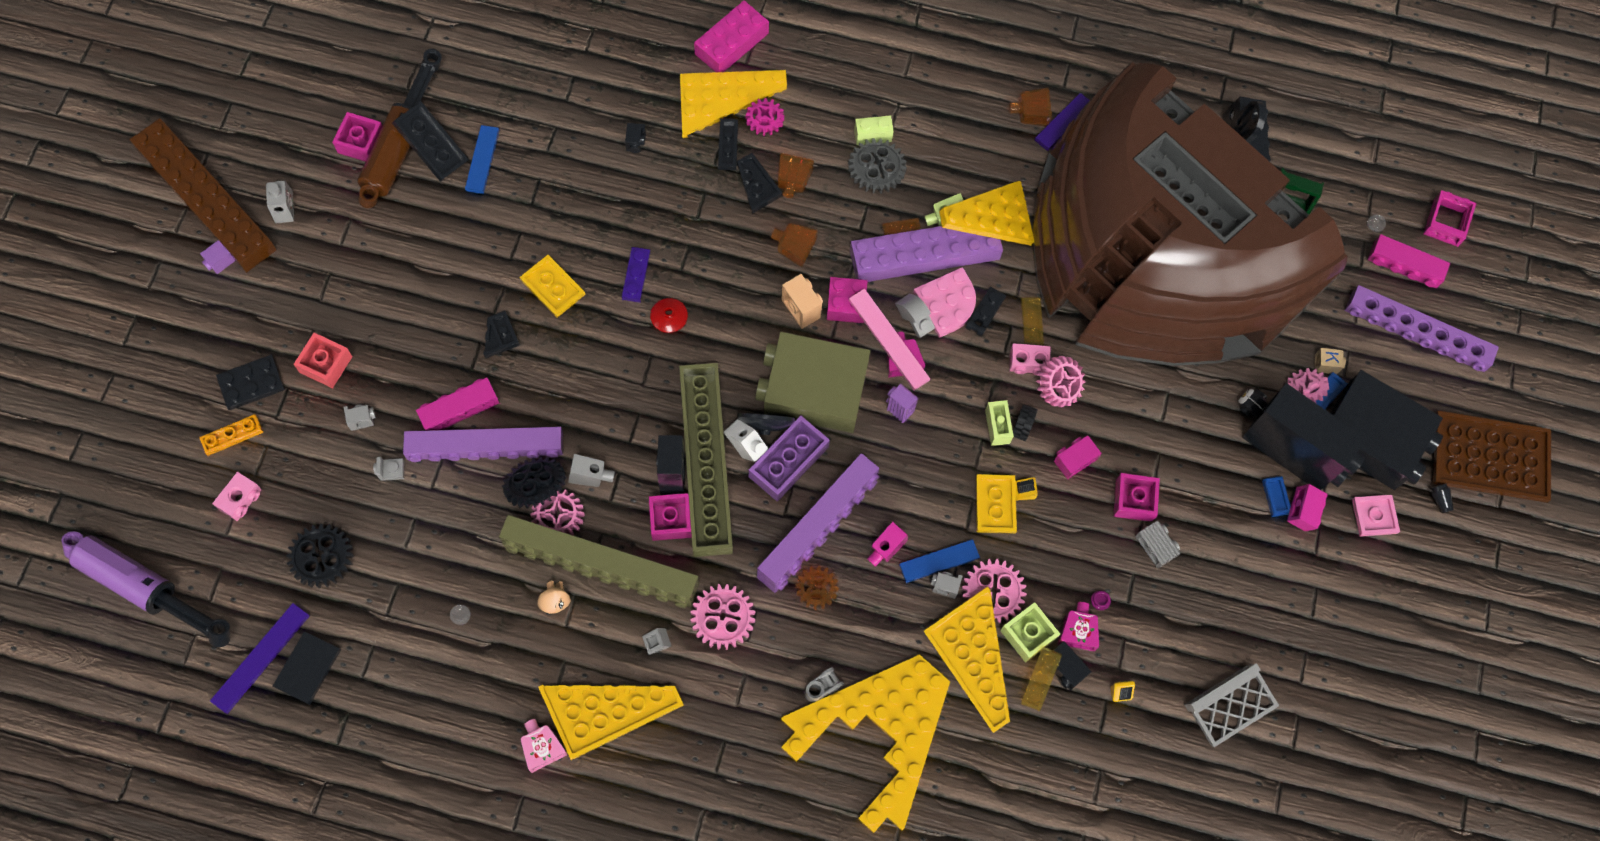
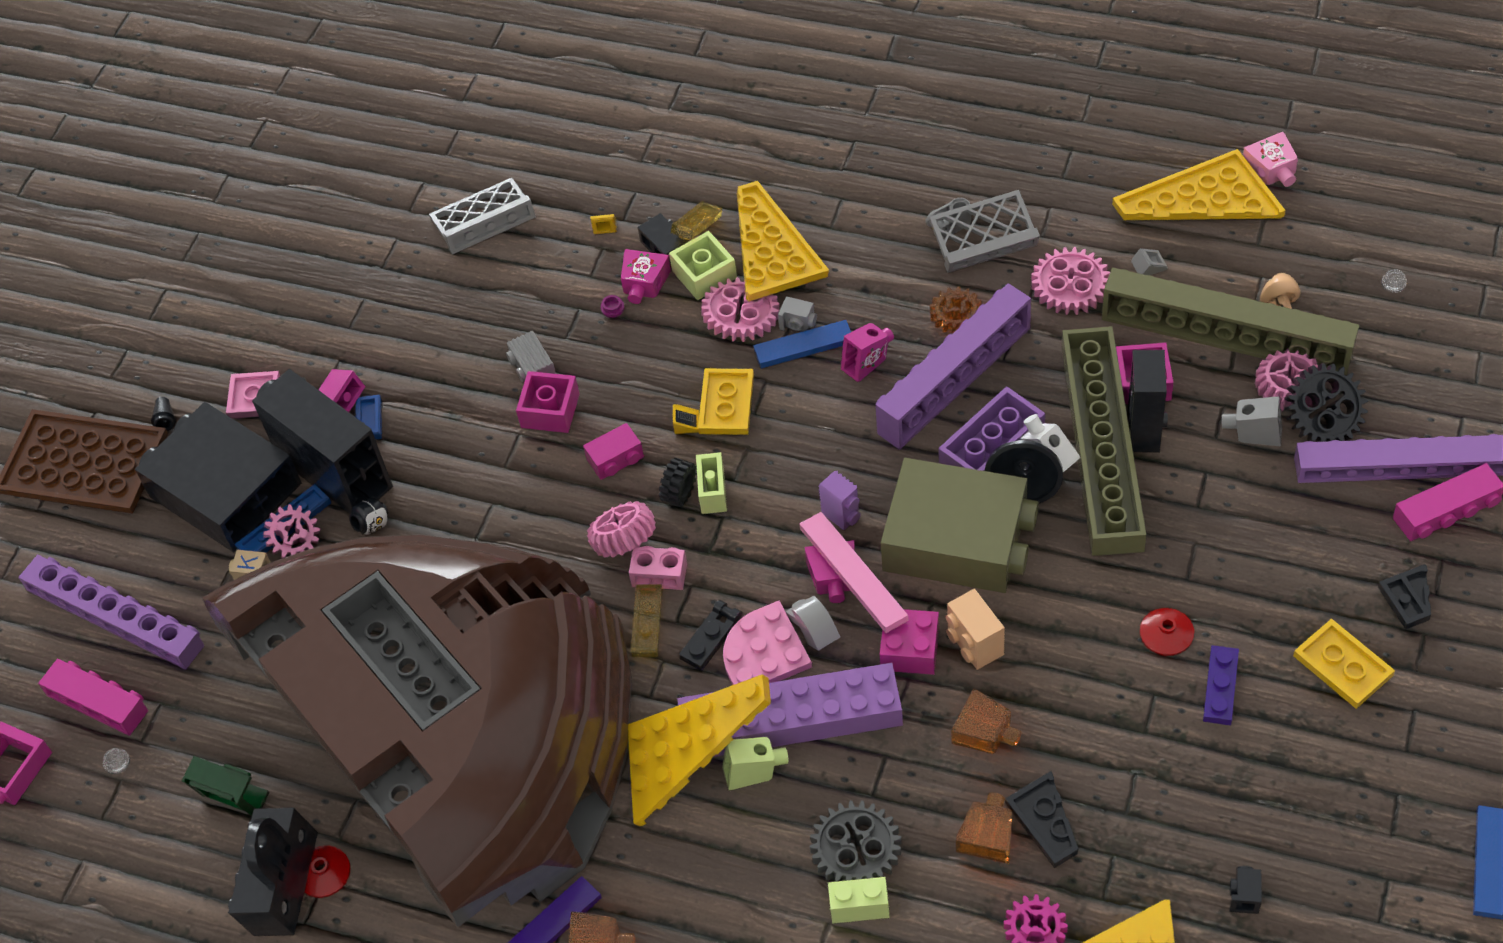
camera: 165 degrees left, 15 degrees down
(728, 144) = (1093, 883): black plate -> none
(785, 651) = (995, 246): none -> light grey fence
(901, 226) = (823, 746): clear orange plate -> none
(904, 705) = (859, 210): yellow wing -> none

